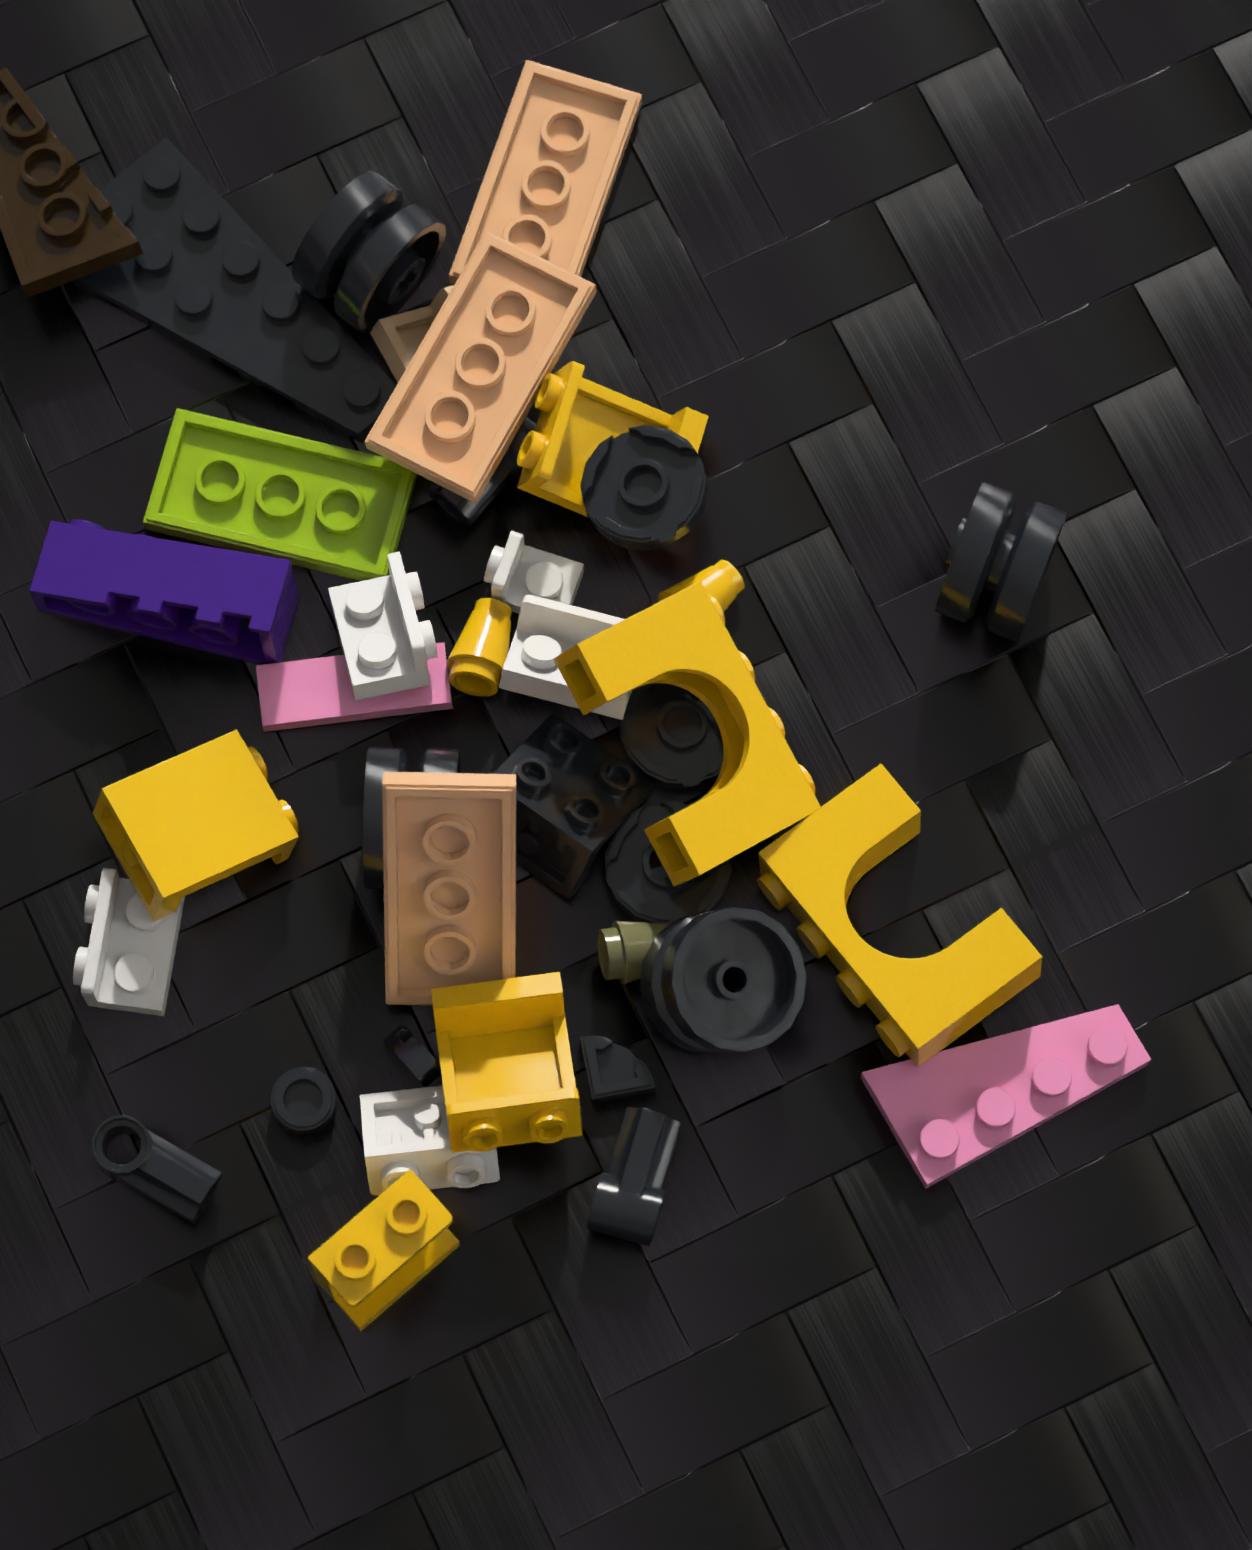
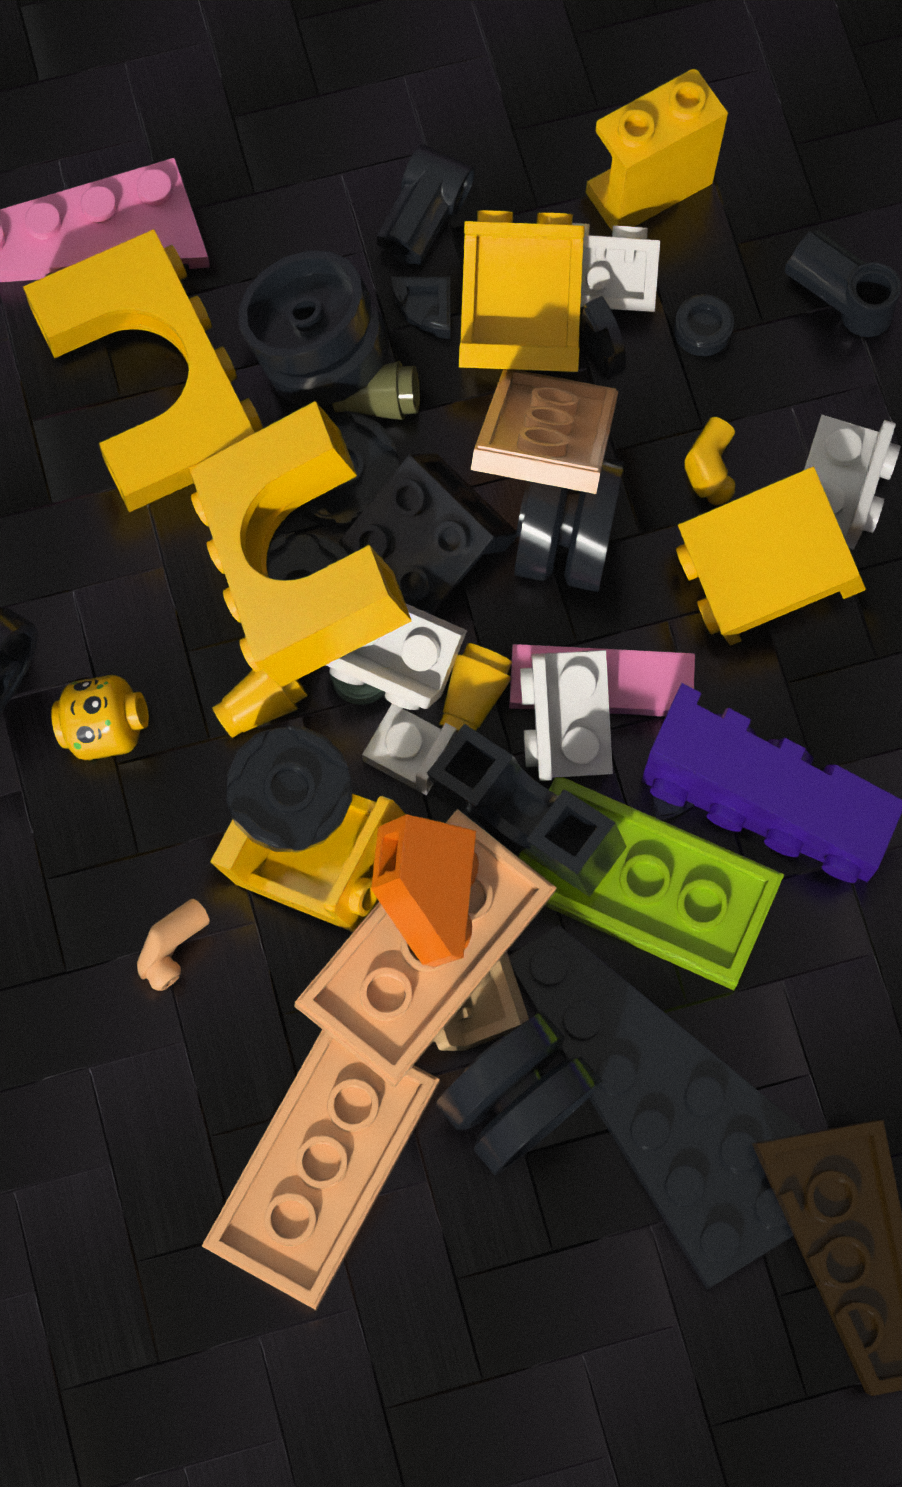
camera: 170 degrees left, 0 degrees up
(281, 936) = (705, 463): none -> yellow arm
(439, 533) = (547, 827): none -> black arch
(487, 397) = (425, 884): none -> orange slope
(738, 356) = (162, 940): none -> light nougat arm
(854, 548) = (99, 717): none -> yellow head

